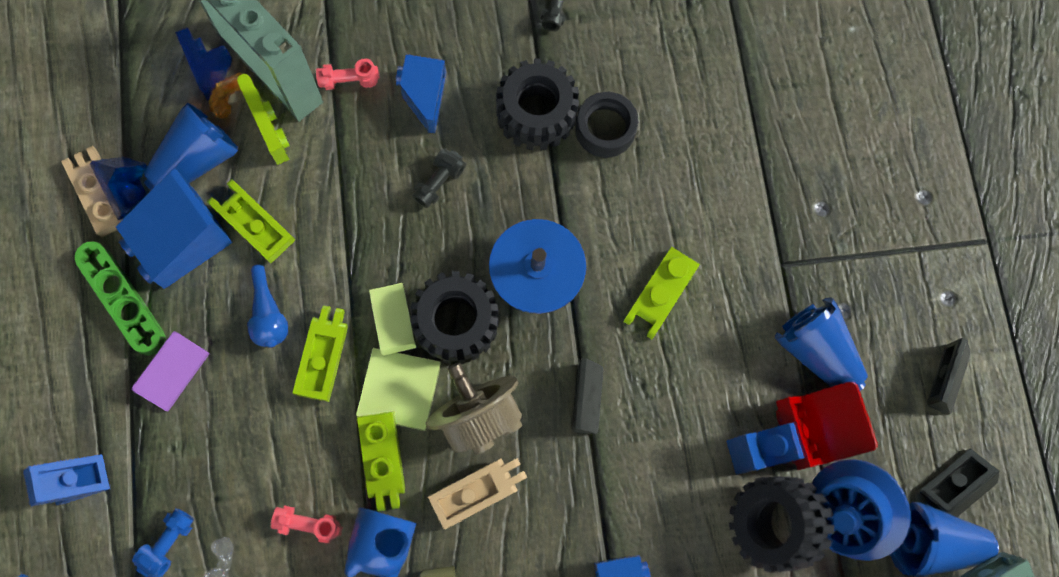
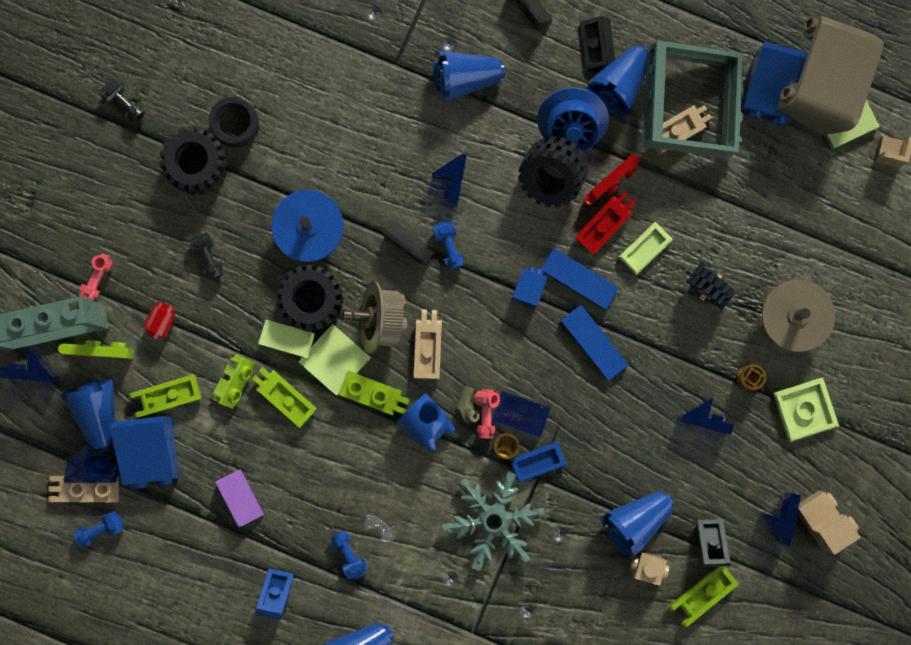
camera: 50 degrees left, 10 degrees up
(66, 241) = (111, 523): none -> blue bar
(117, 300) = (170, 511): bright green beam -> none
(221, 94) = (59, 368): clear orange arm -> none
(267, 325) = (244, 421): blue piece -> none
(294, 287) = (230, 391): none -> lime hinge
(323, 528) = (396, 451): coral bar -> none
(335, 167) = (159, 320): none -> red brick
(422, 87) = (135, 231): blue slope -> none
(625, 432) = (444, 232): none -> blue bar
(663, 290) = (368, 152): lime hinge -> none
(701, 402) = (453, 173): none -> clear blue slope
(765, 448) = (505, 152): blue slope -> none
(829, 424) = (512, 106): red bracket -> none

